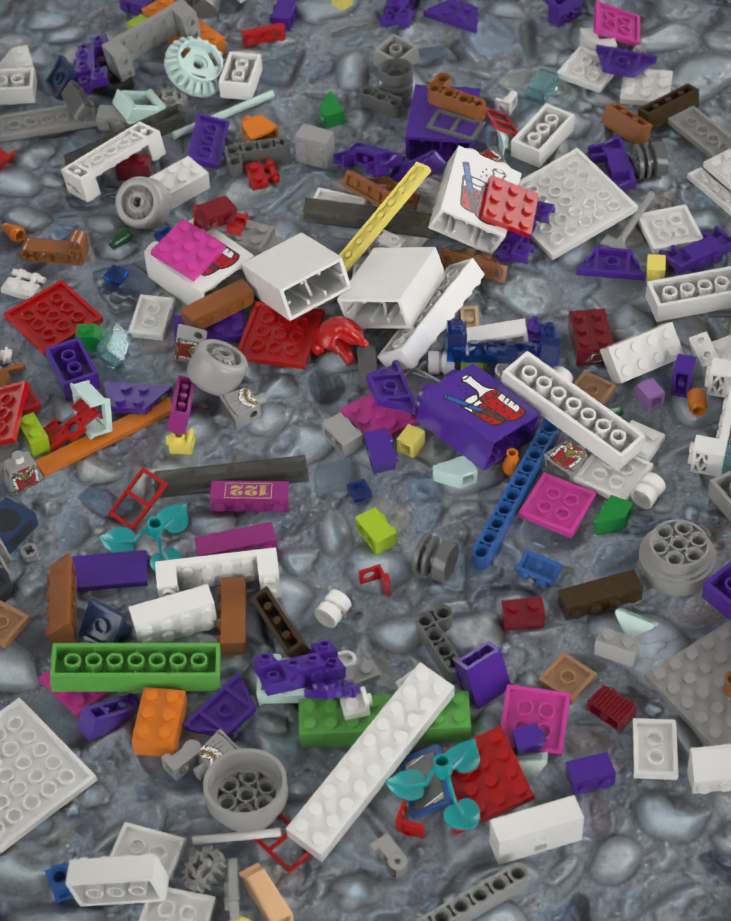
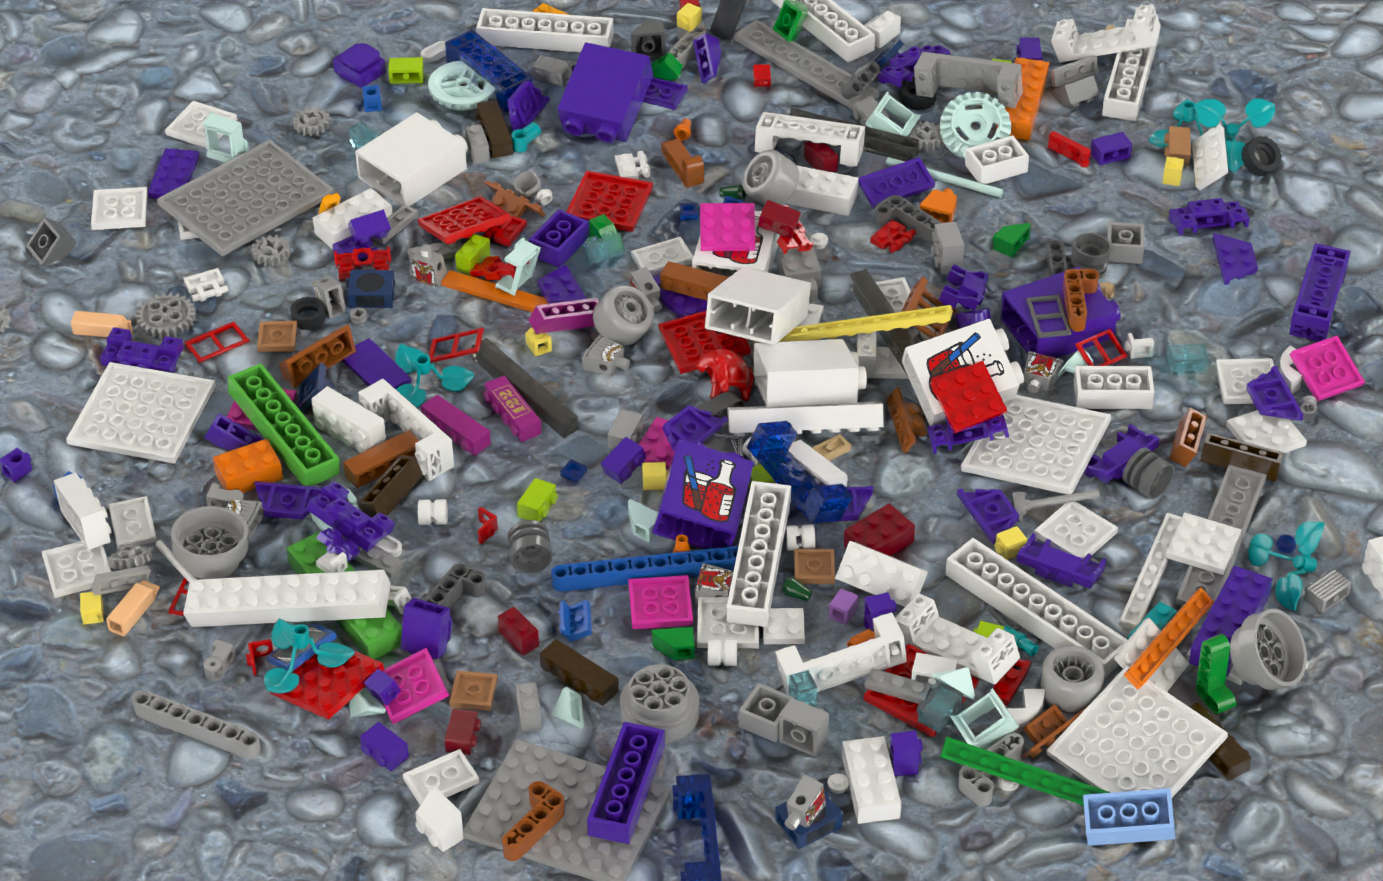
camera: 55 degrees right, 5 degrees down
(536, 829) = (297, 732): white brick -> none

